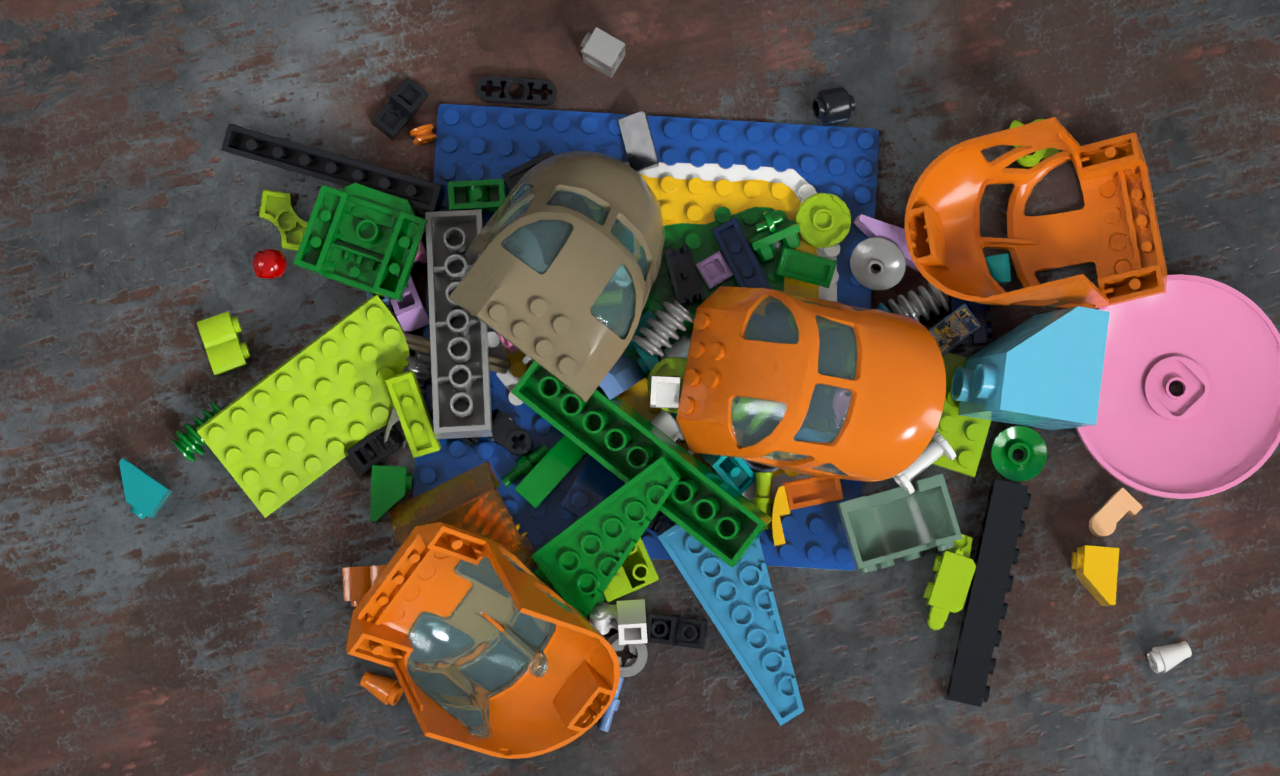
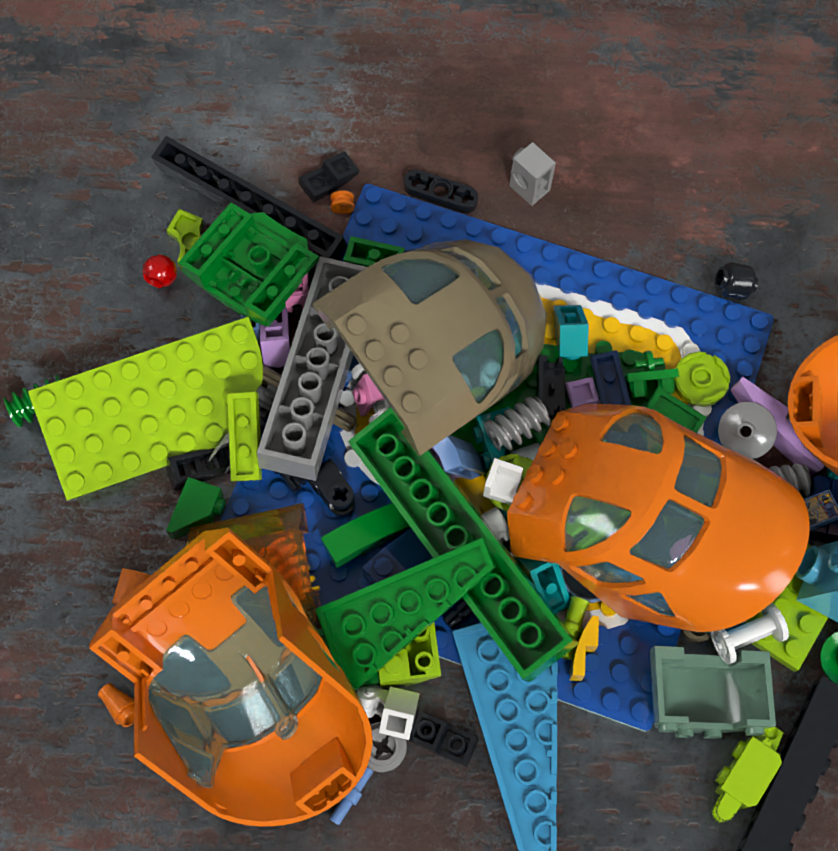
camera: 15 degrees right, 15 degrees down
(223, 343) = (90, 328): lime brick -> none
(525, 465) = (336, 522): green bar -> none
(638, 141) = (543, 259): slope -> none
(686, 210) = (571, 331): none -> teal slope
(812, 491) = (626, 635): orange tile -> none

